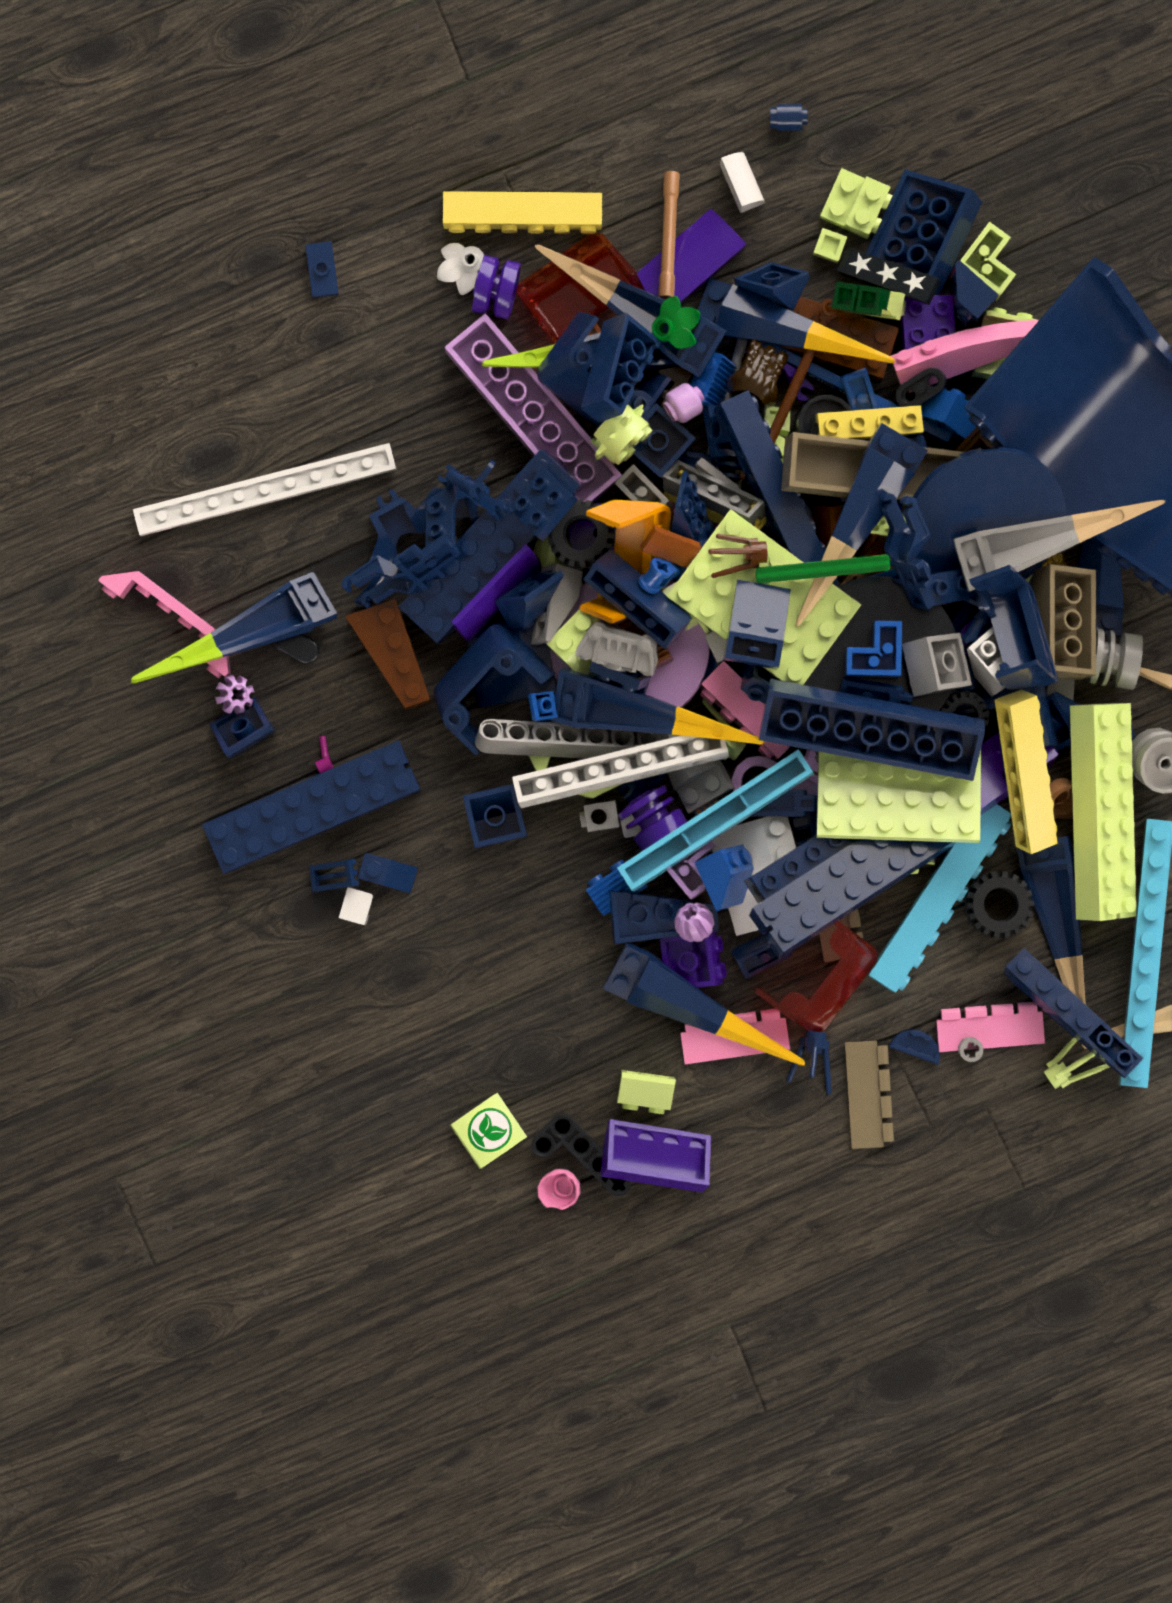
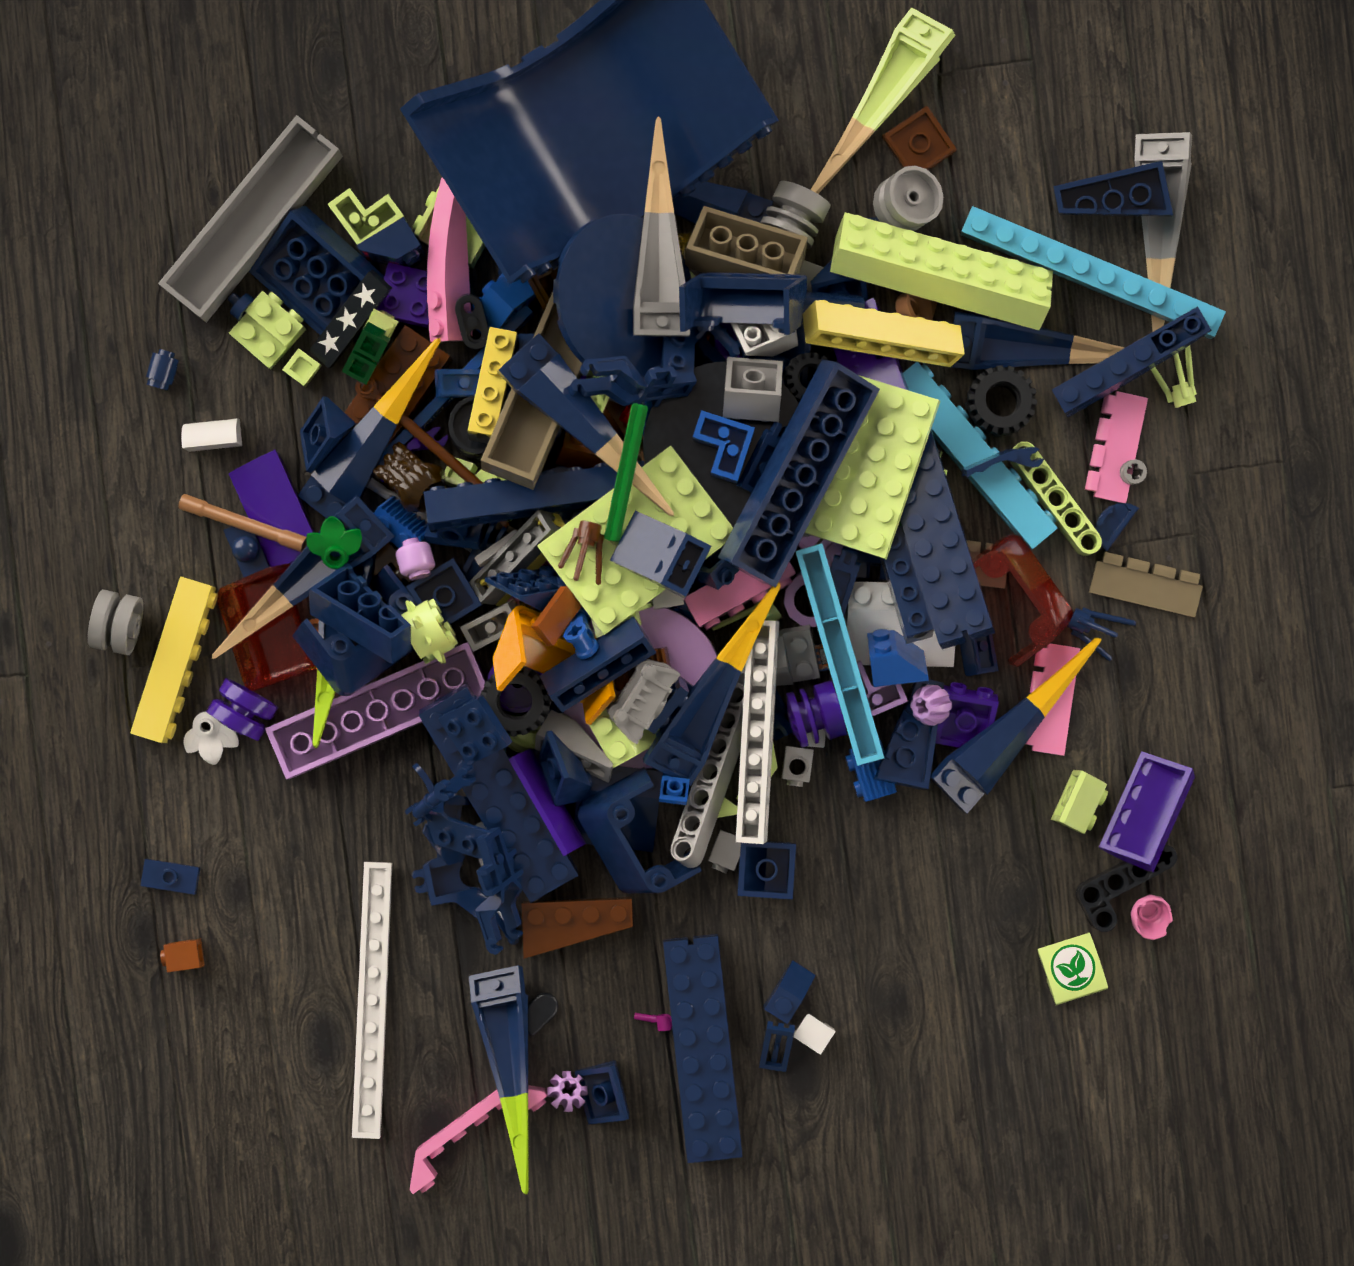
camera: 70 degrees left, 0 degrees up
(253, 303) = (182, 955): none -> dark orange brick
(498, 773) = (725, 852): none -> light grey brick
(541, 146) = (115, 622): none -> light grey wheel
(644, 246) = (246, 551): none -> dark blue tile
(871, 170) = (239, 304): none -> dark blue tile
(935, 977) = (1067, 505): none -> yellowish green beam
(952, 935) = (1018, 455): none -> dark blue arm
(954, 155) = (250, 218): none -> light grey piece

